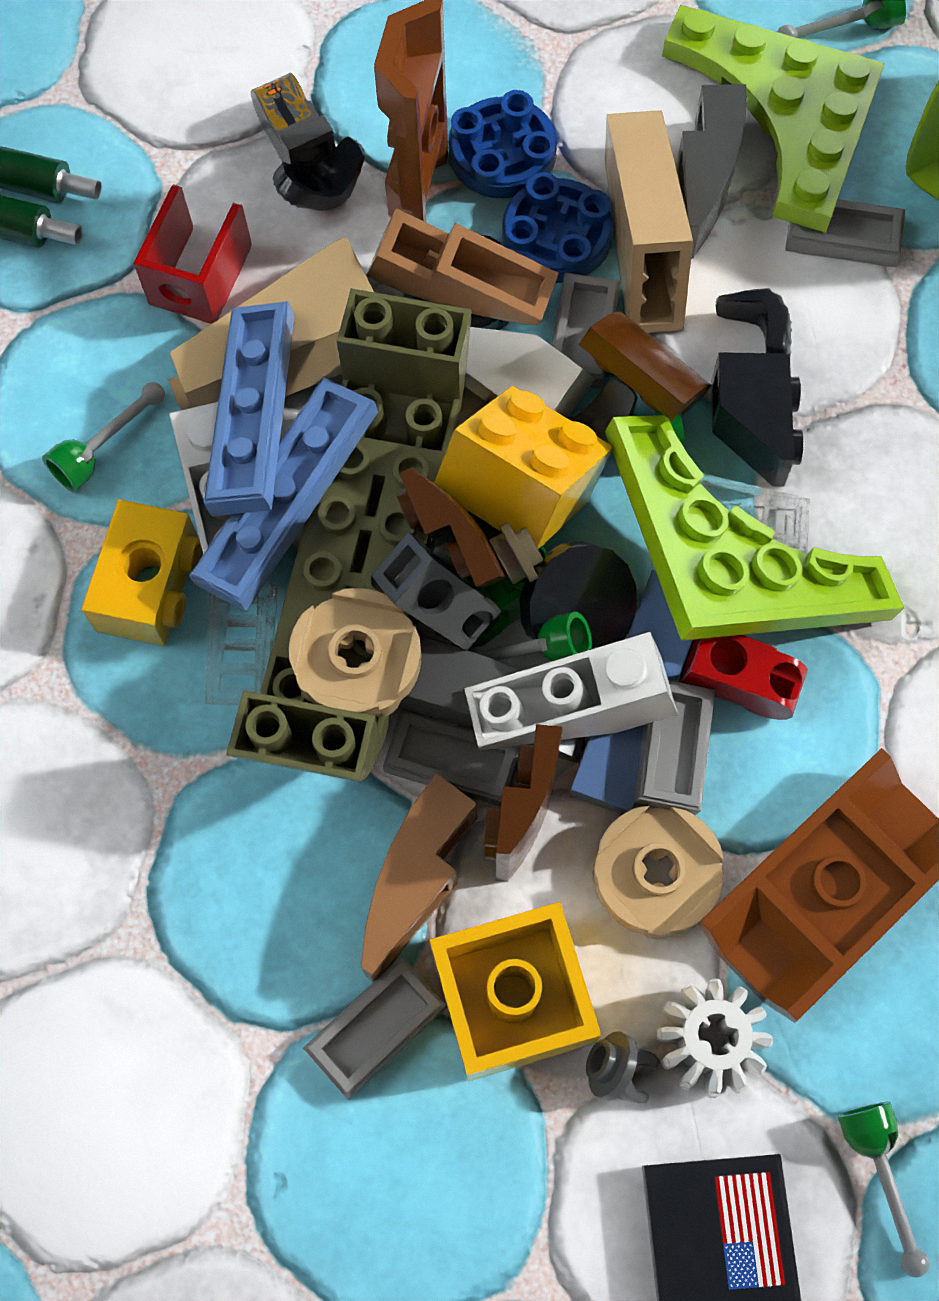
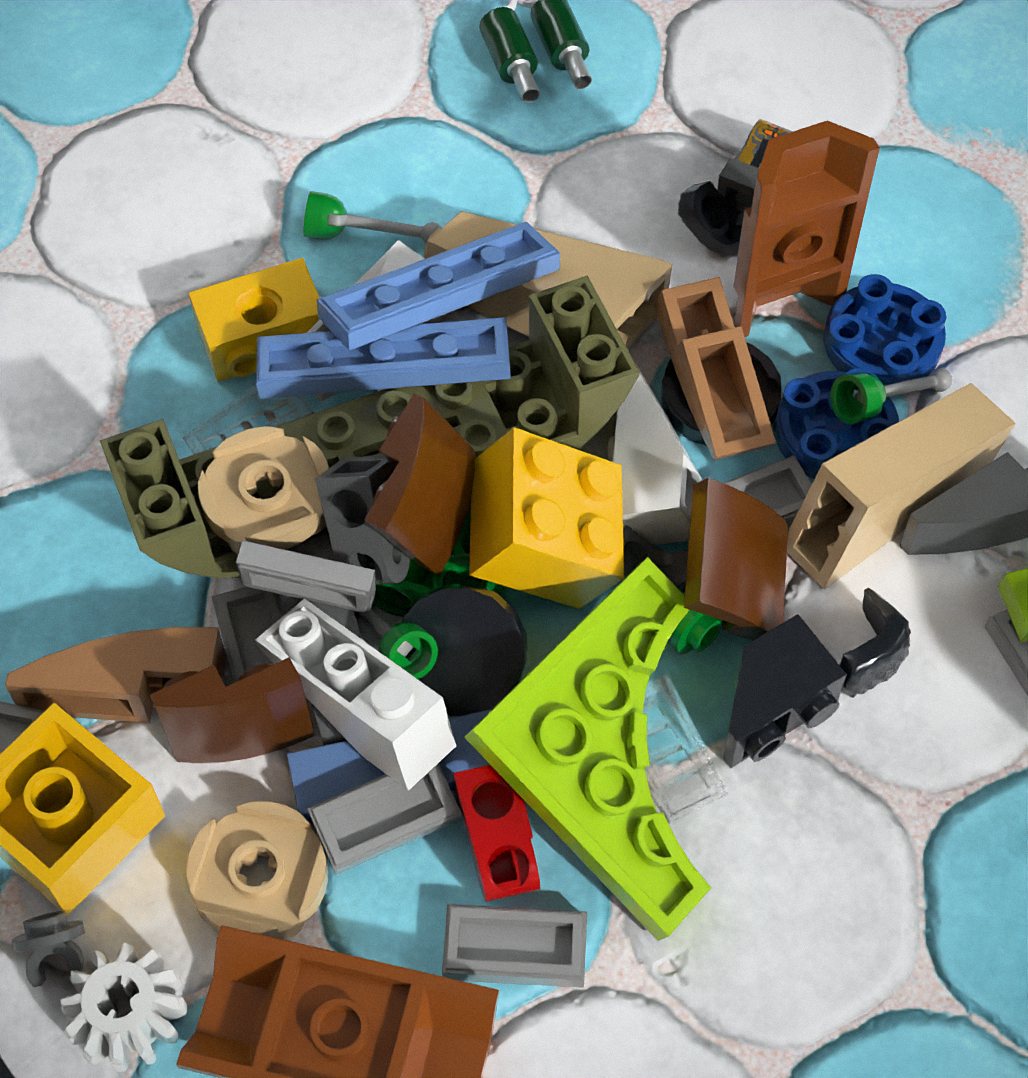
camera: 55 degrees right, 10 degrees down
(164, 246) = (569, 176): red piece -> none
(458, 672) = (306, 577): none -> light grey tile
(516, 553) = (447, 554): dark tan plate -> none
(571, 188) = (863, 404): none -> green hinge
(833, 720) = (515, 945): none -> light grey tile

